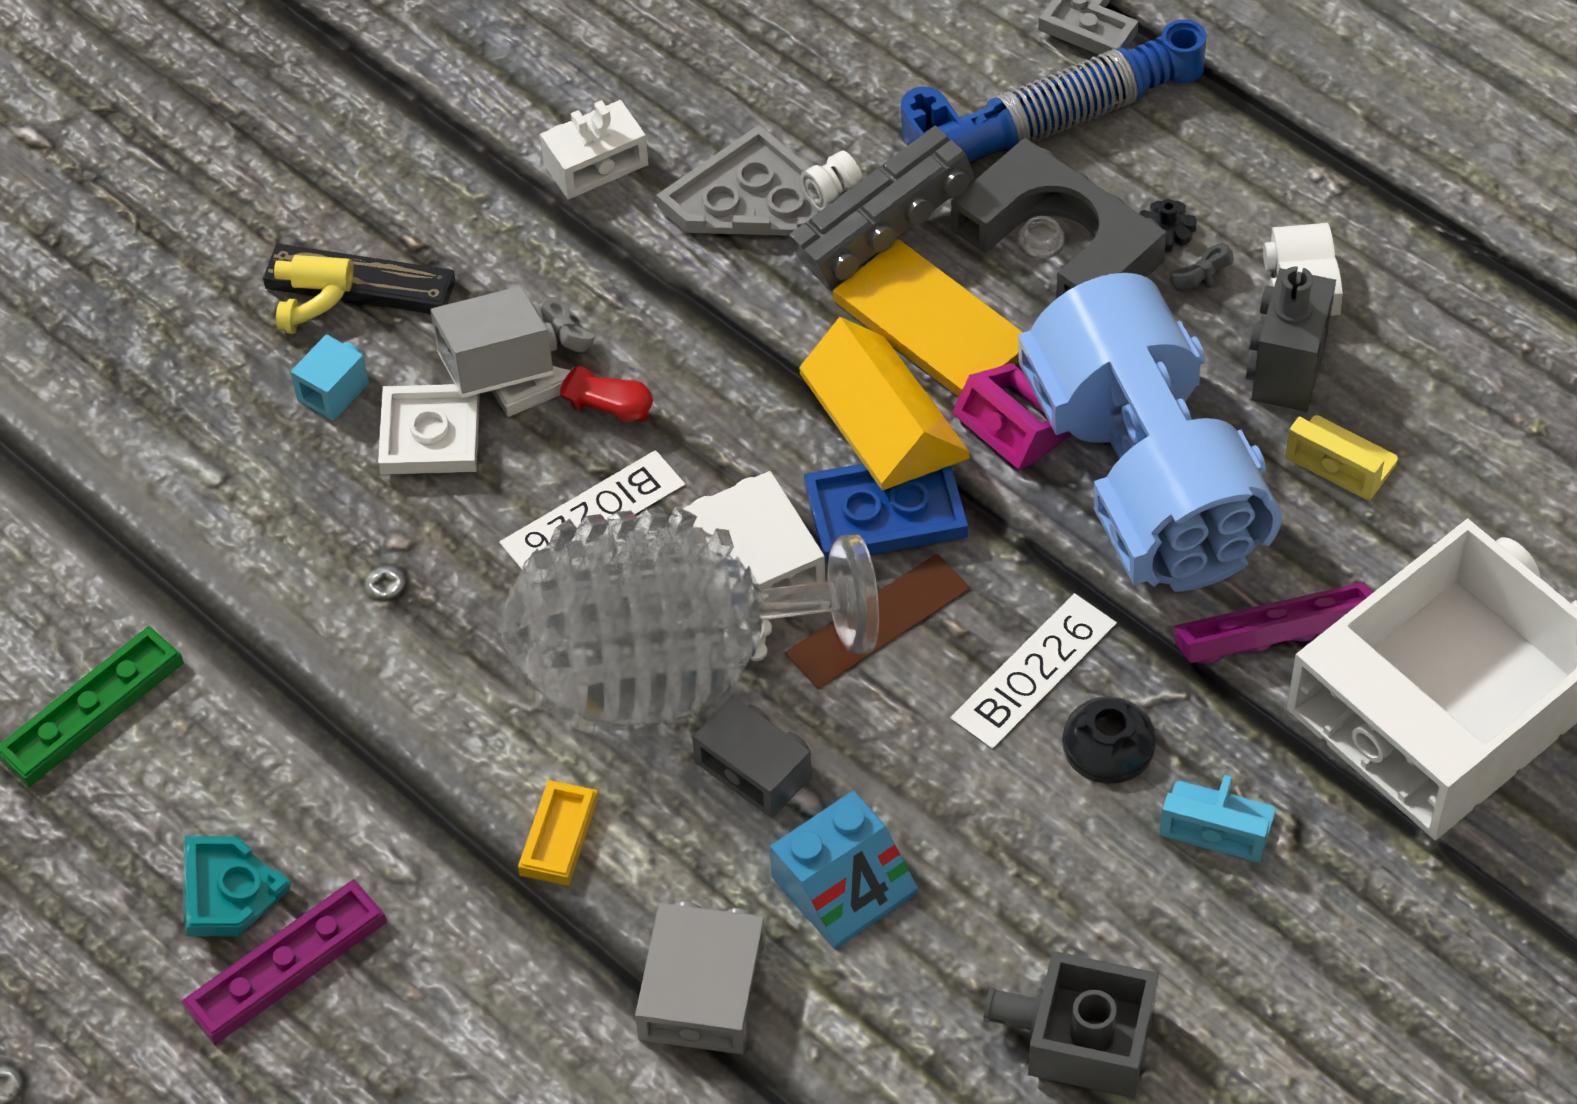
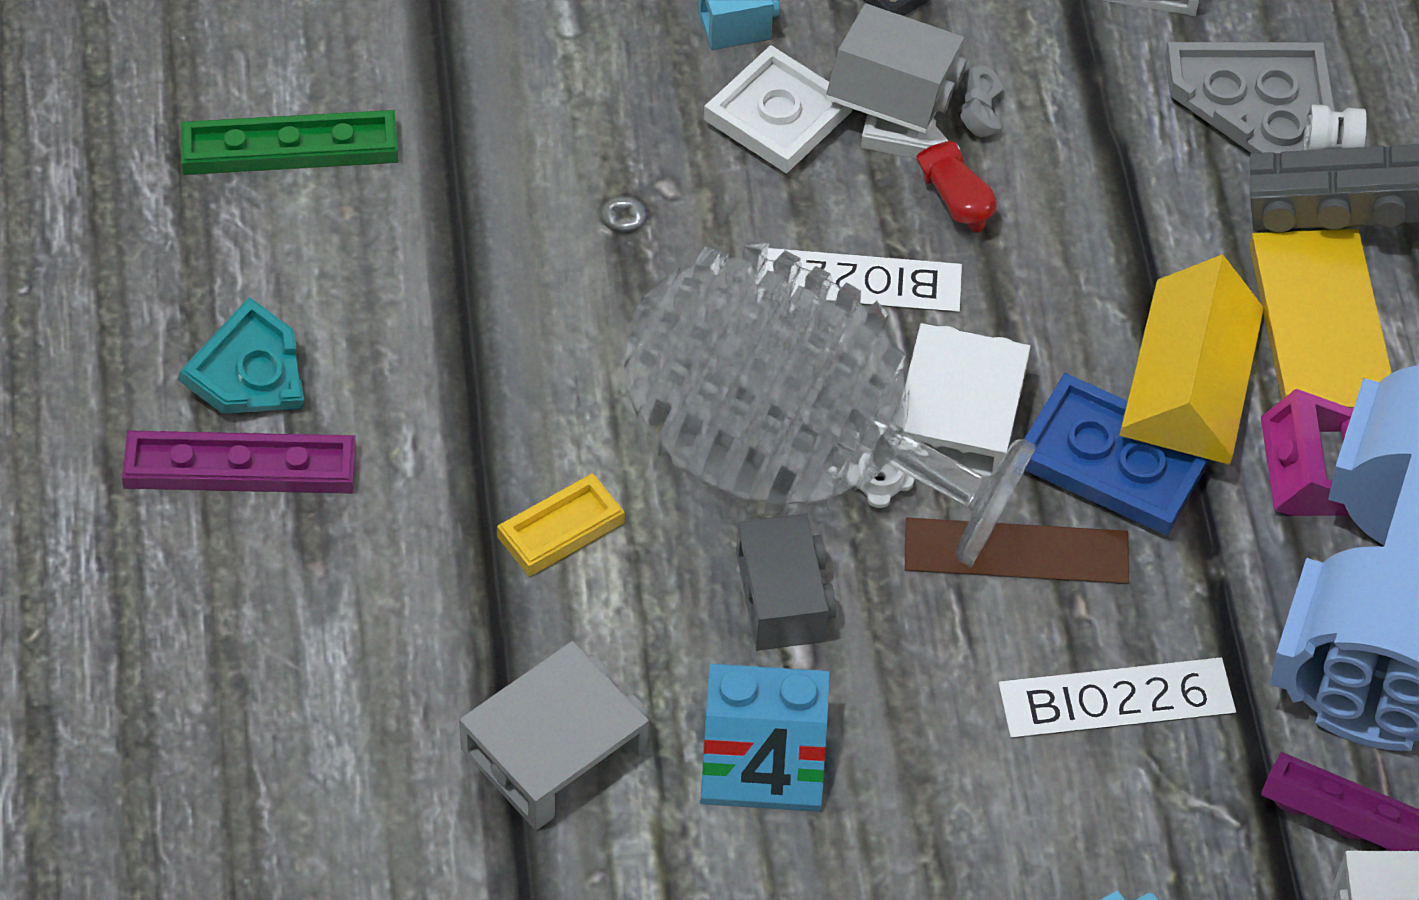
camera: 35 degrees right, 0 degrees up
(1105, 756) = (1117, 829): black piece -> none

